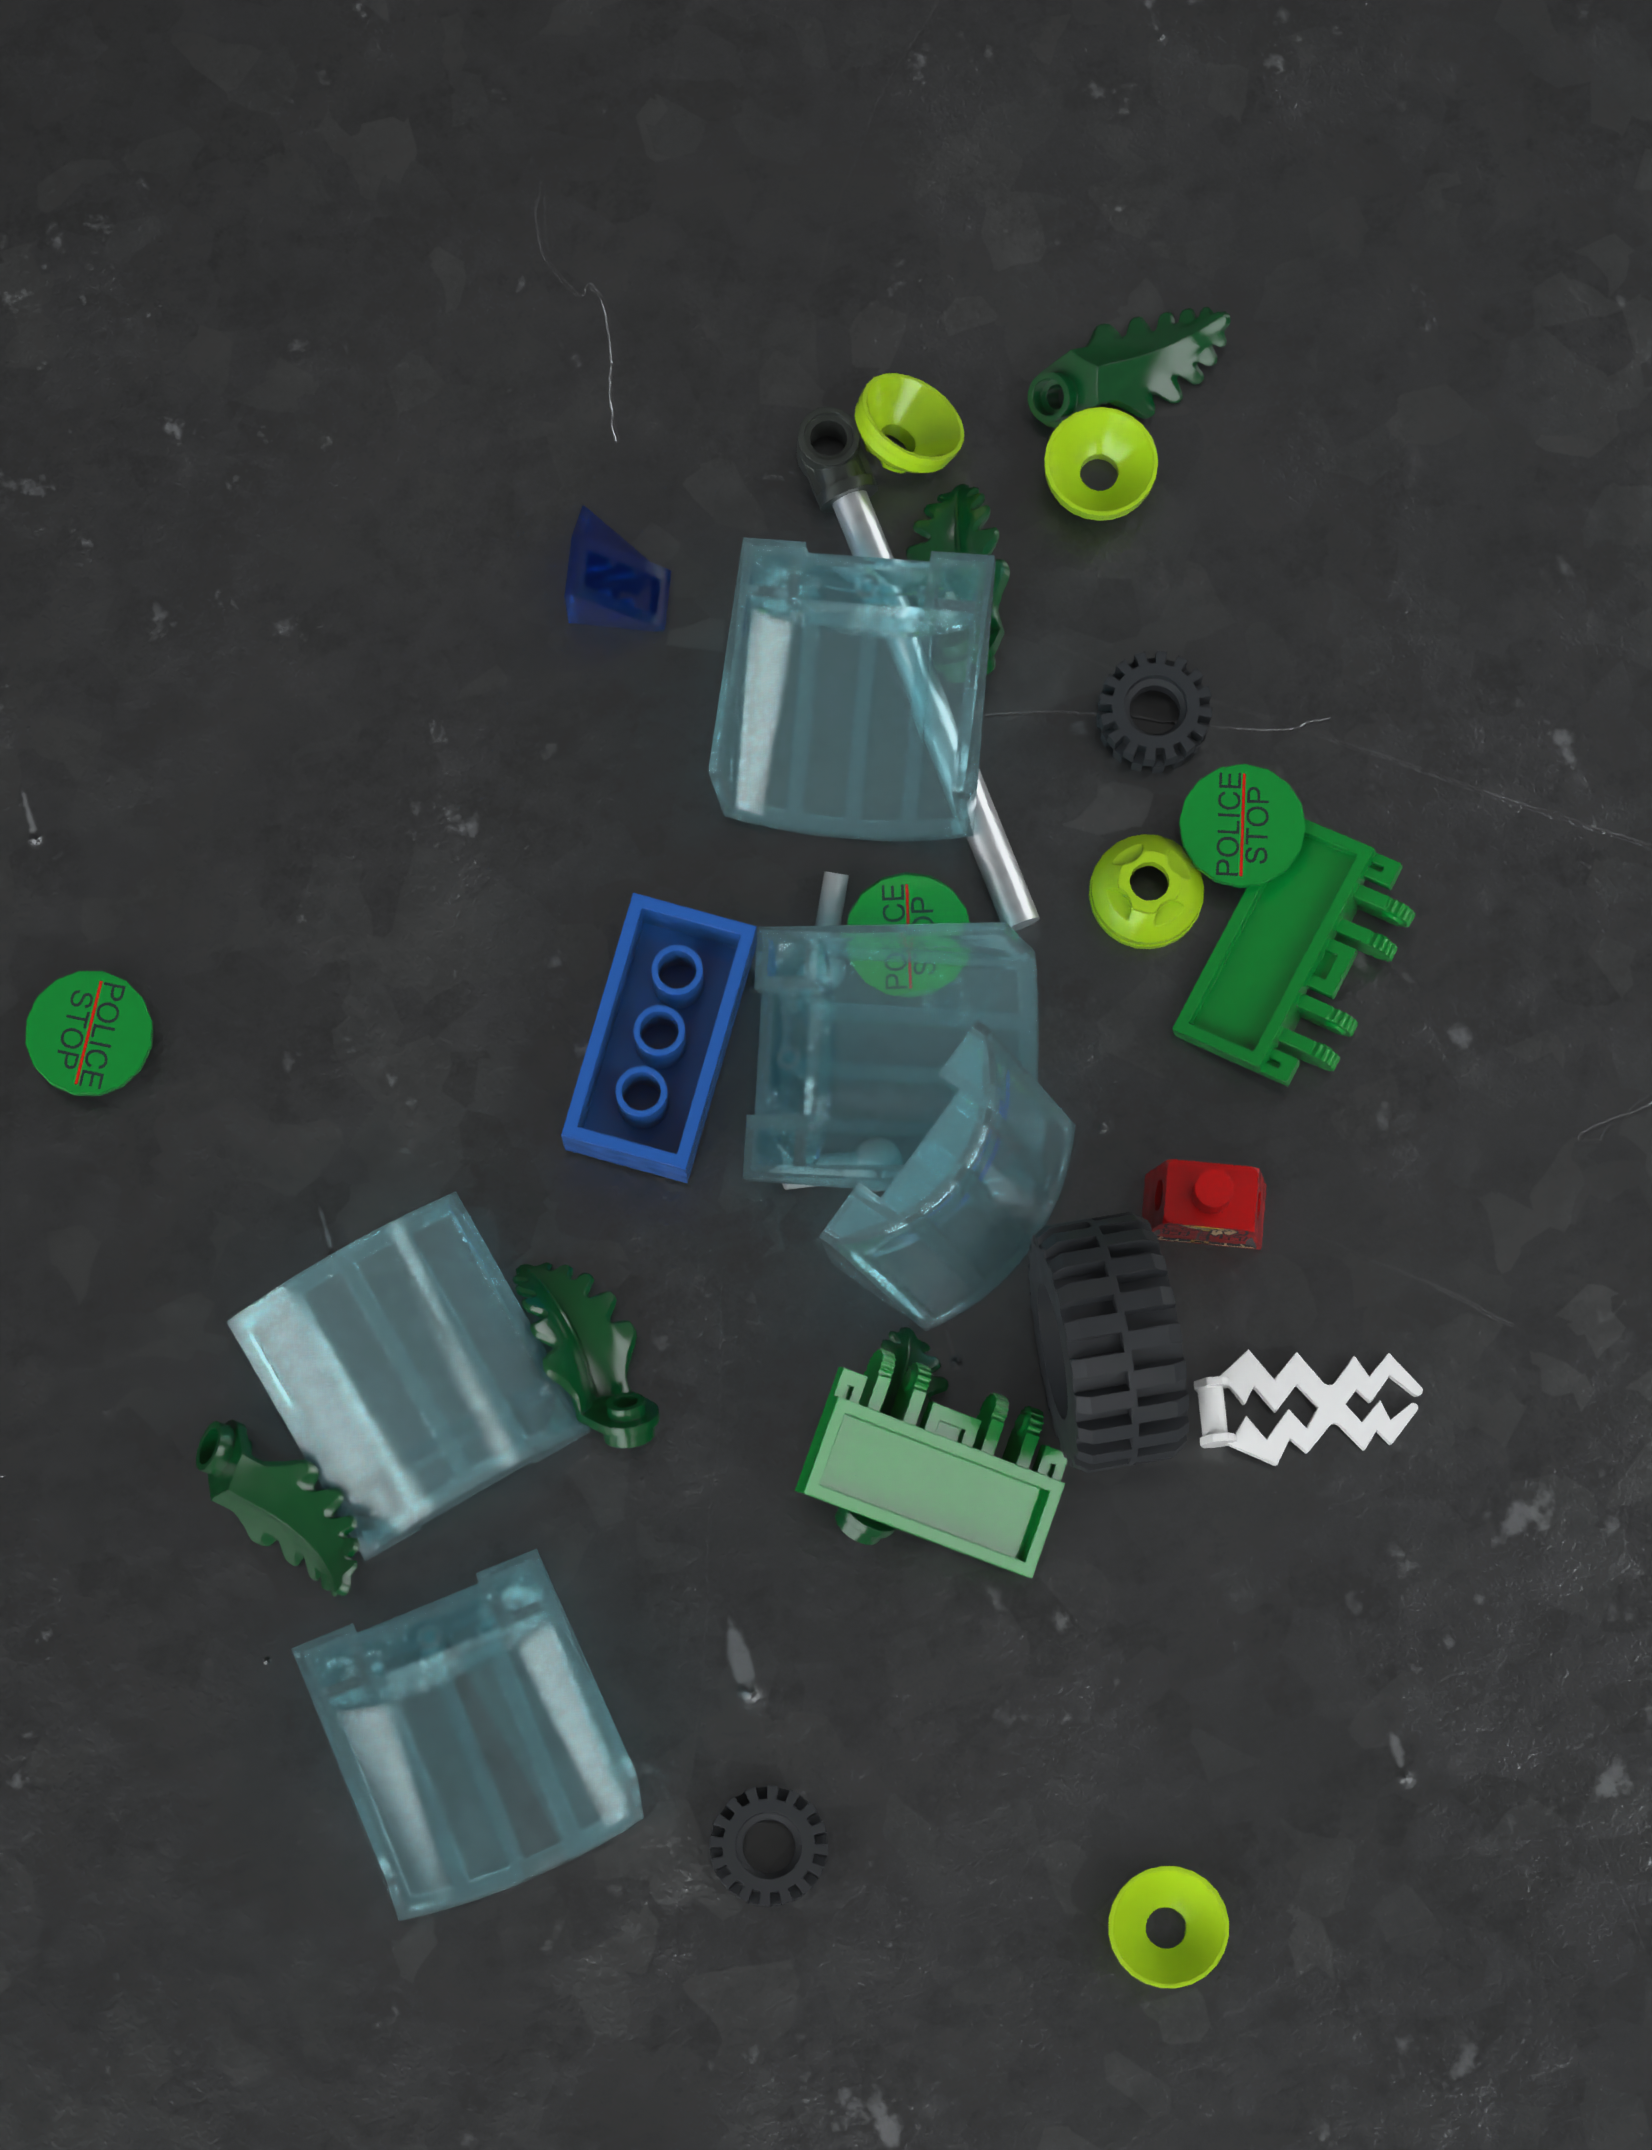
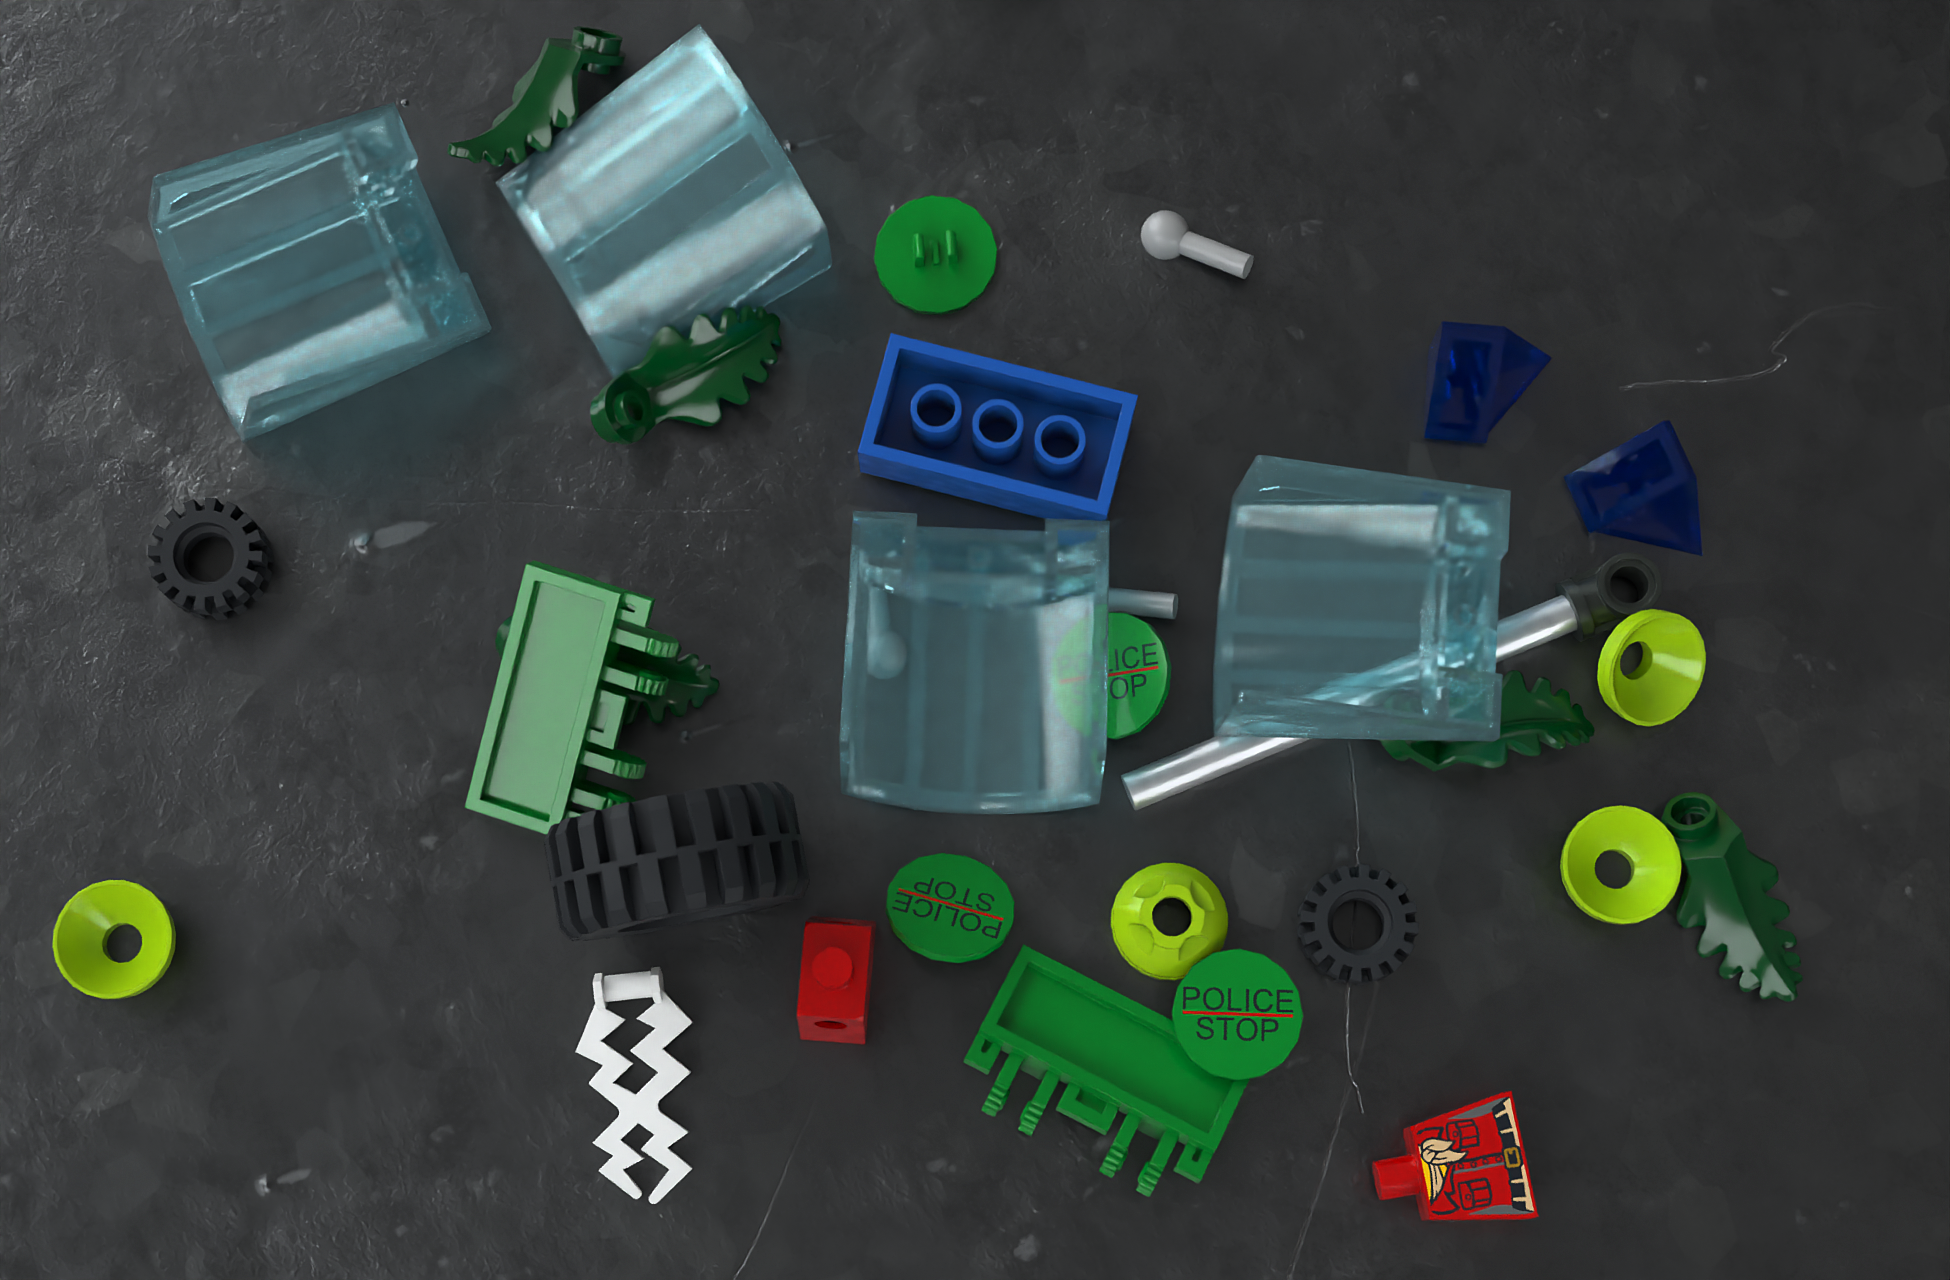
camera: 90 degrees right, 0 degrees up
(444, 872) = (1168, 235): none -> light grey bar
(456, 1106) = (935, 255): none -> green piece
(728, 424) = (1642, 492): none -> clear blue slope
(965, 1196) = (837, 725): clear light blue windscreen -> none
(1137, 1096) = (950, 908): none -> green piece
(1382, 623) = (1463, 1165): none -> torso

